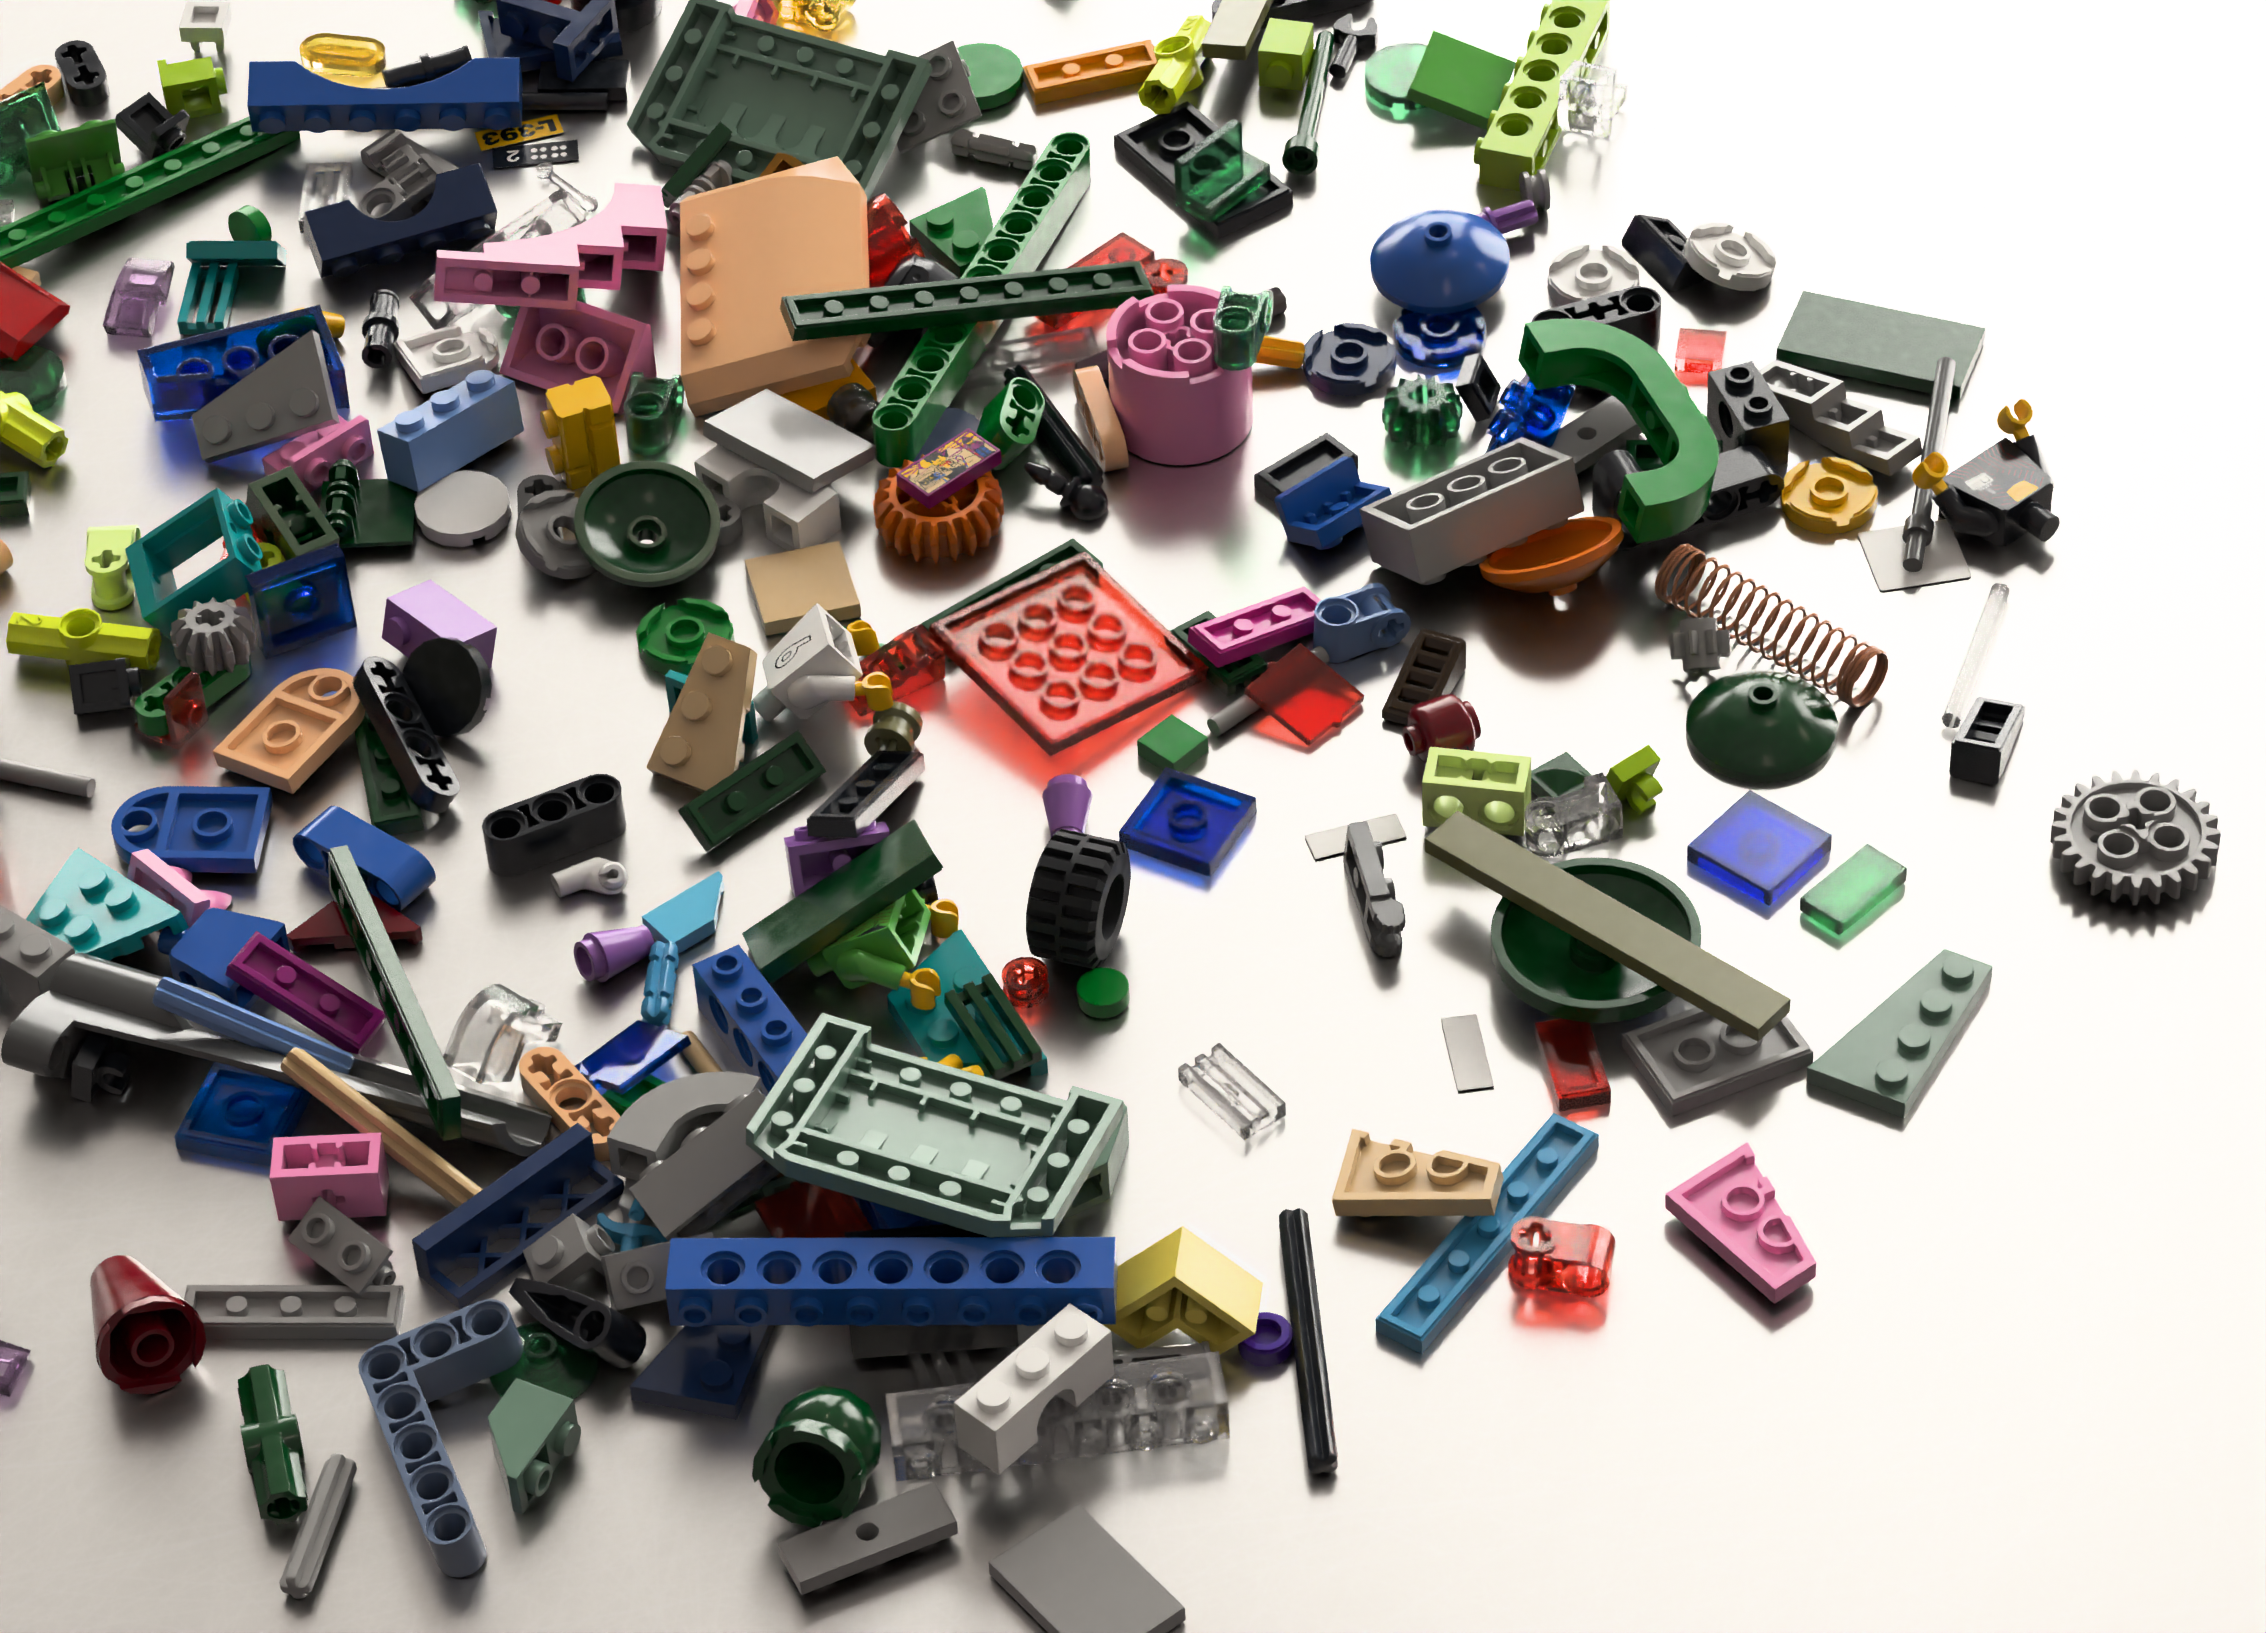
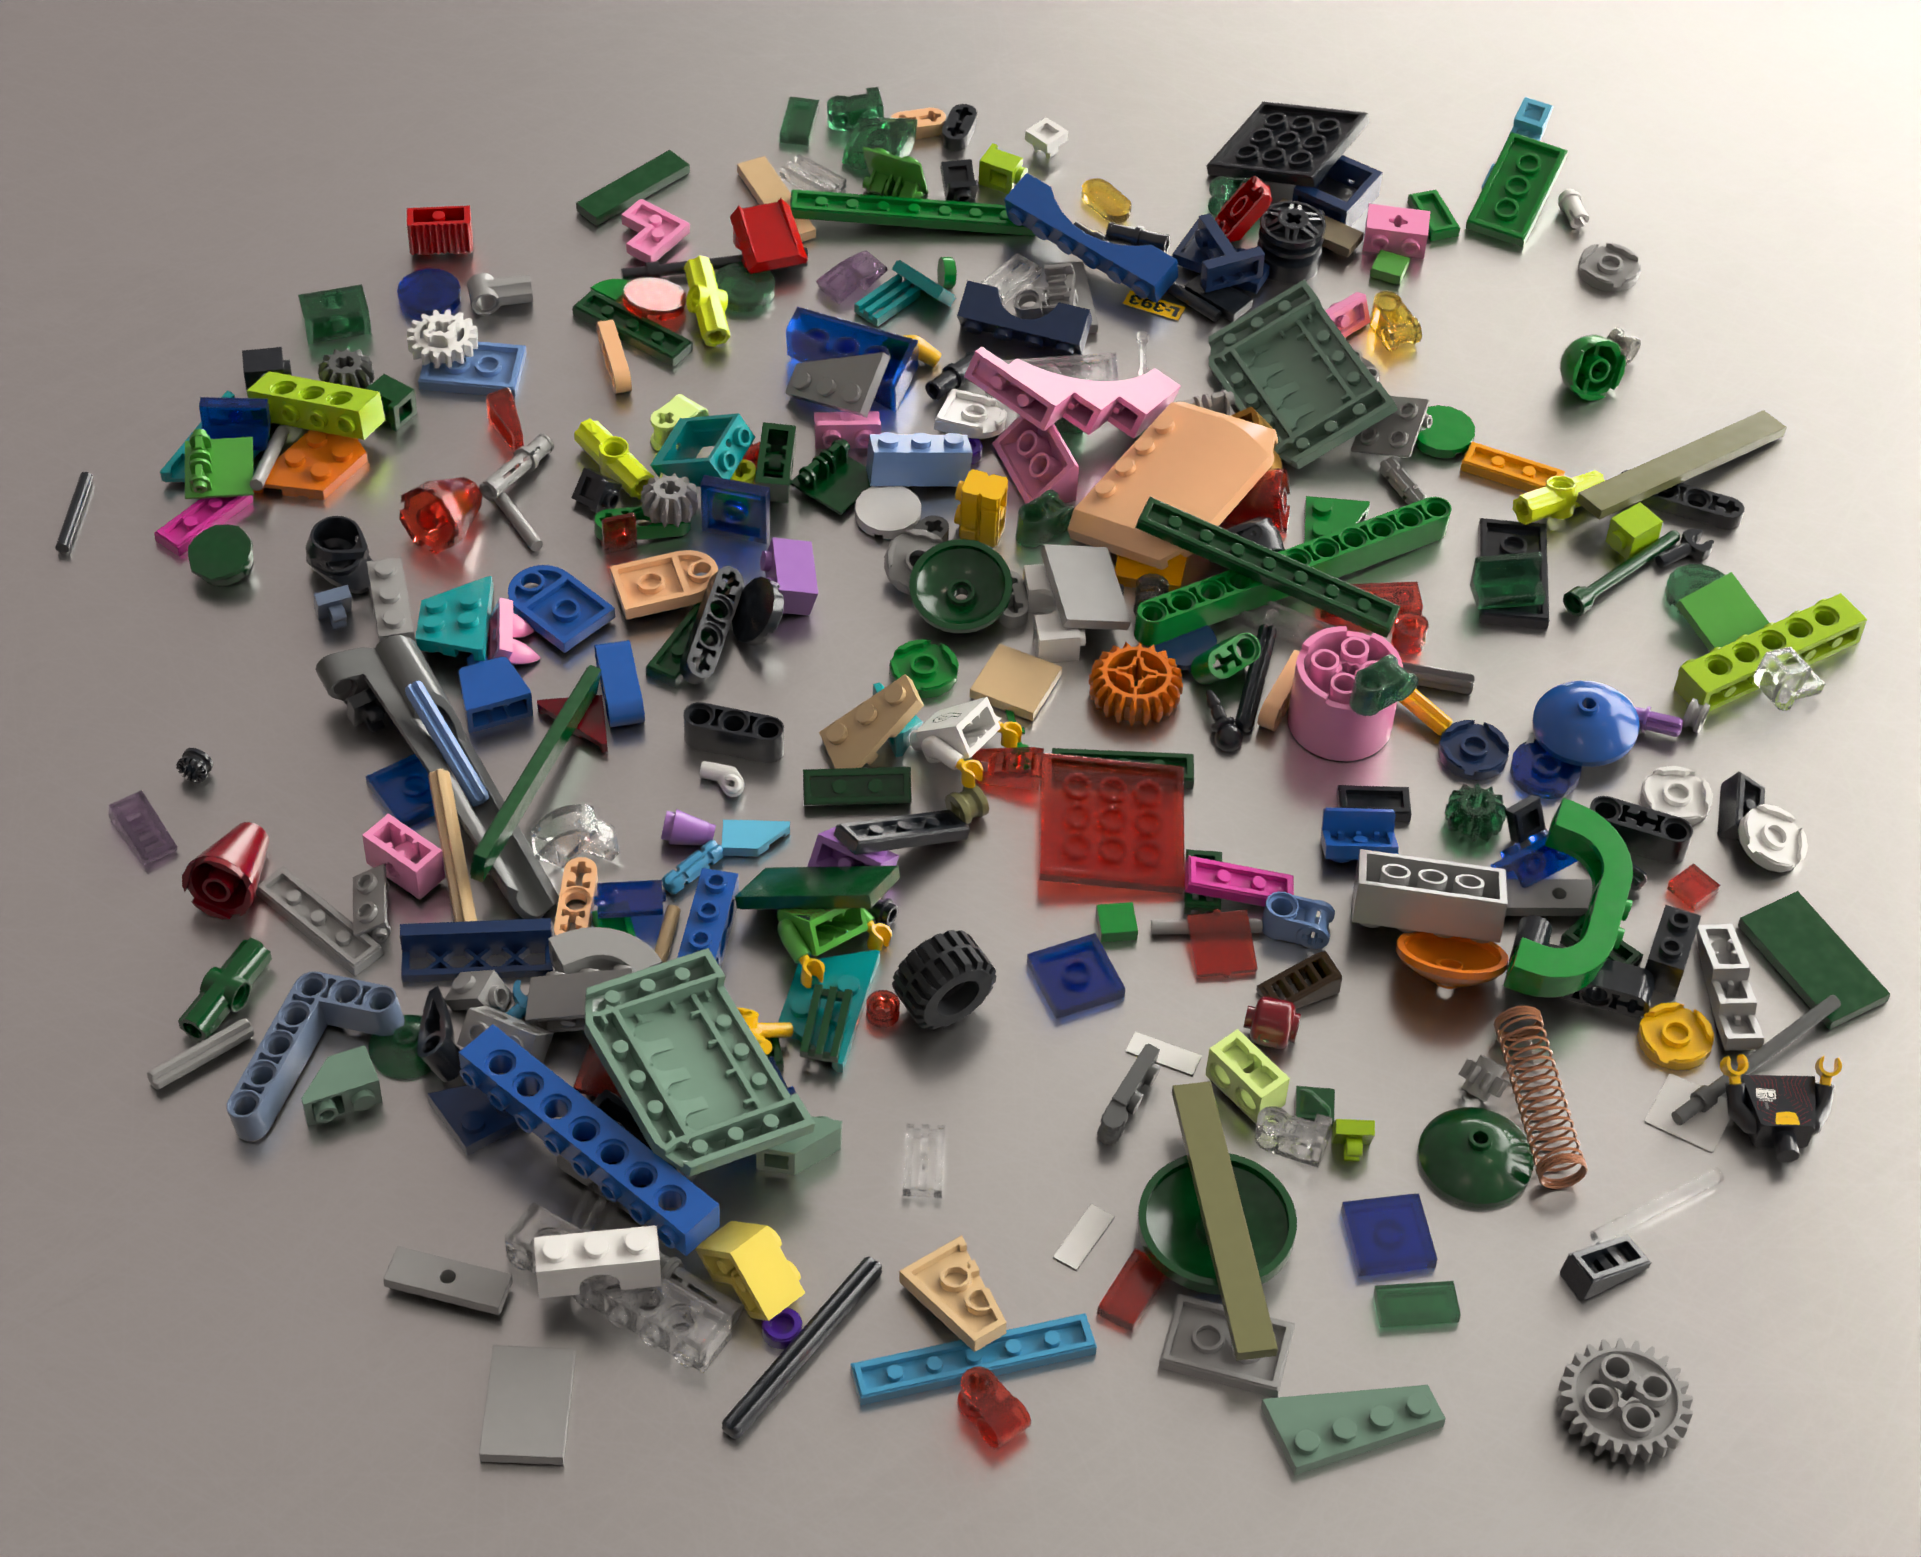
camera: 35 degrees right, 5 degrees up
(305, 994) = (501, 736): magenta tile -> none
(535, 154) = (1149, 324): black sticker -> none
(696, 164) = (1215, 384): dark green tile -> none
(818, 1456) = (463, 1210): dark green tile -> none
(948, 468) = (1153, 663): tile -> none
(1067, 803) = (1013, 919): medium lavender cone -> none
(1103, 992) = (918, 1046): green tile -> none
(1742, 1222) = (1120, 1469): bright pink wing -> none

